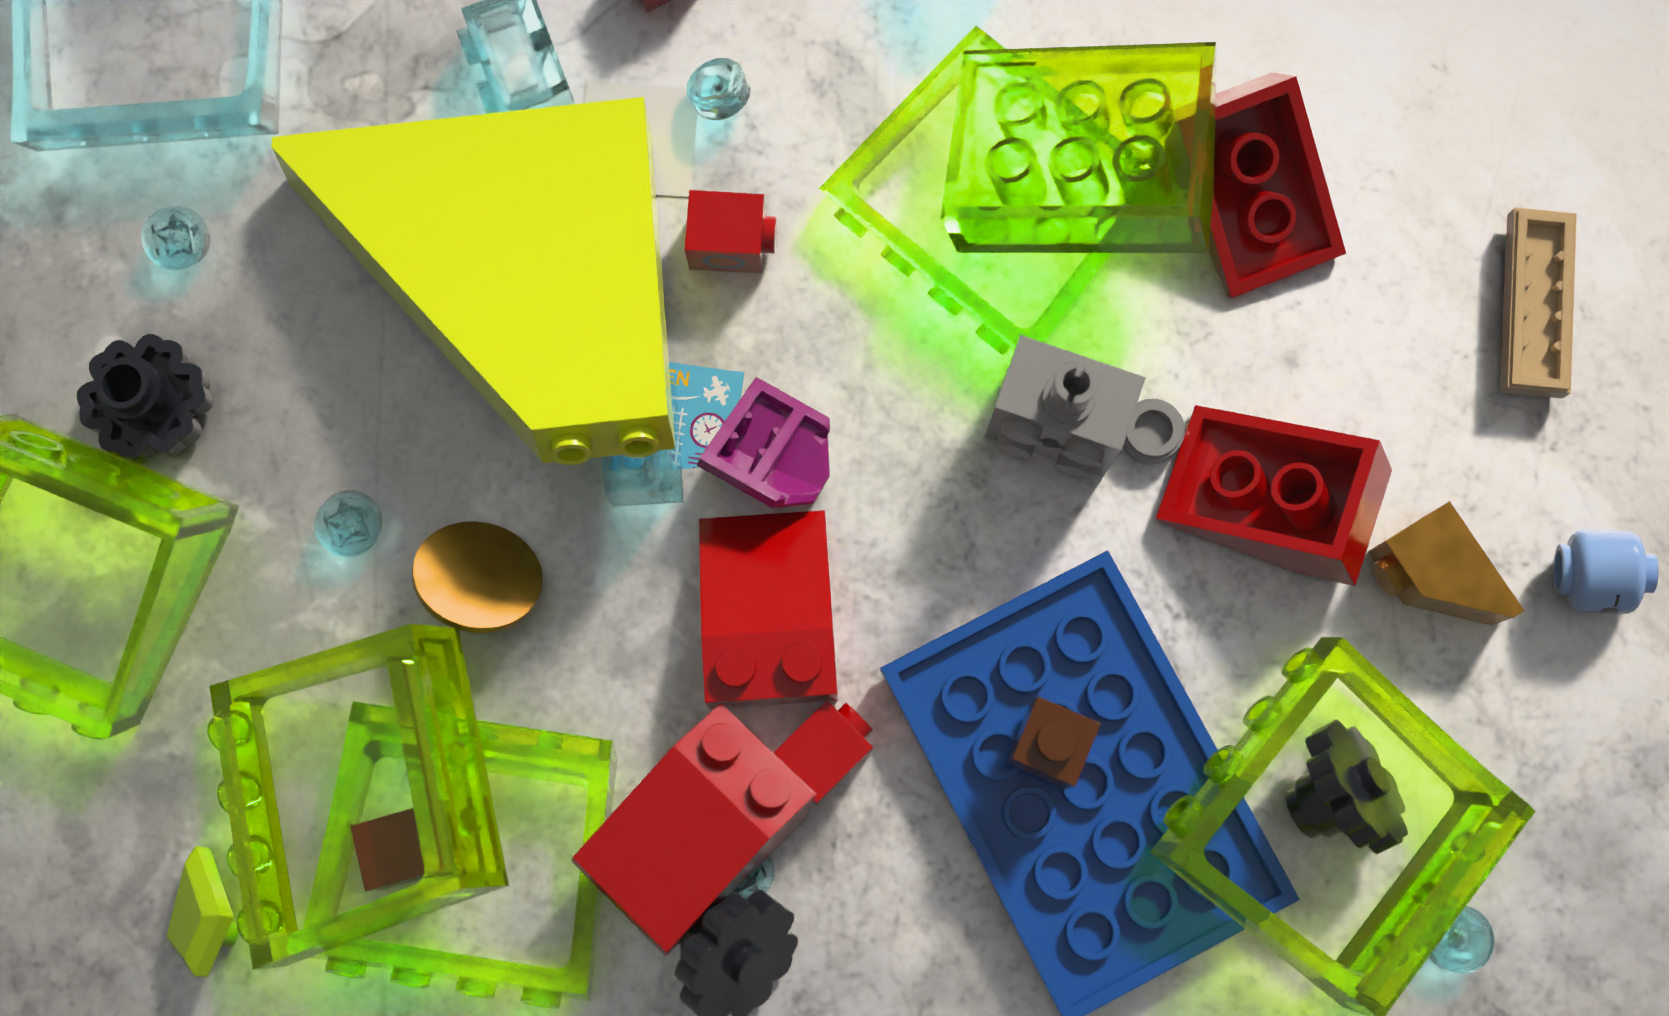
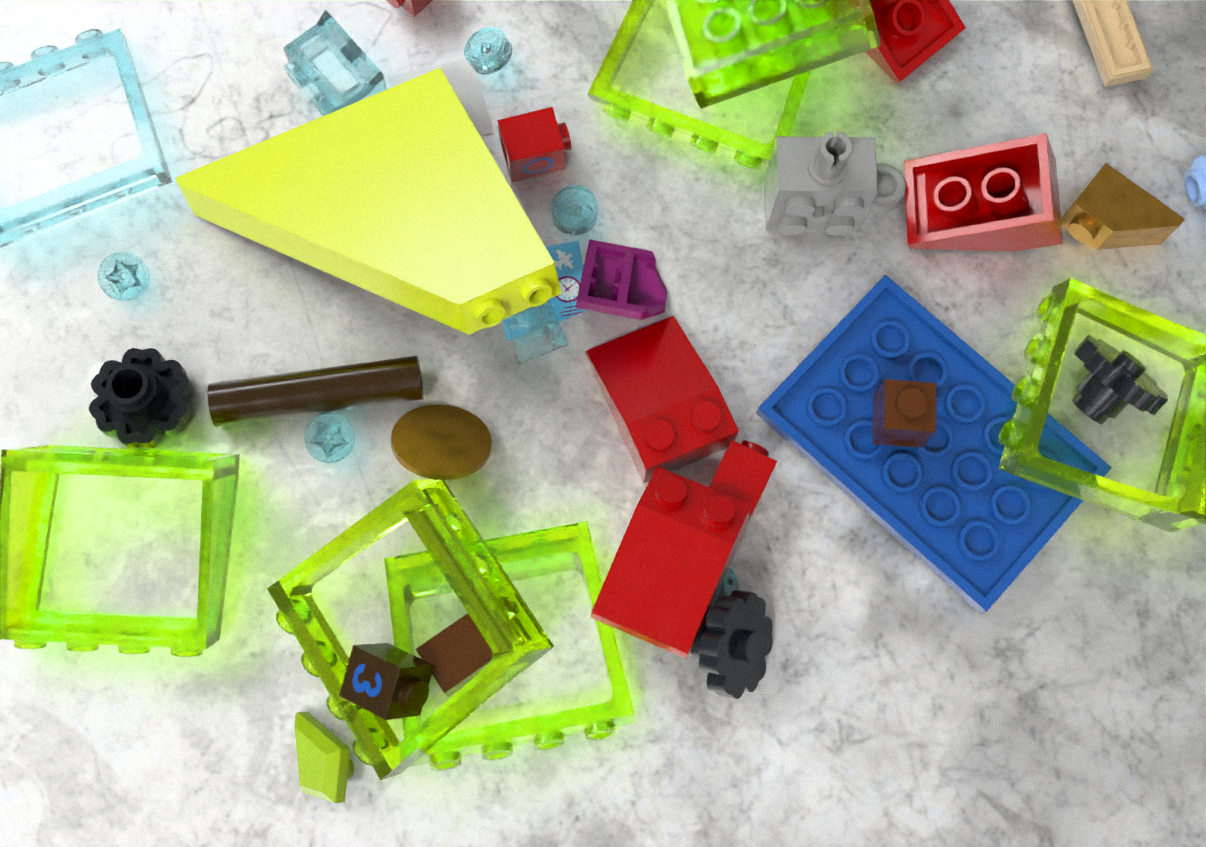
camera: 25 degrees left, 5 degrees down
(300, 854) = (386, 681): none -> dark brown brick
(352, 460) = (315, 391): none -> dark brown piece
(751, 332) = (574, 210): none -> clear light blue tile

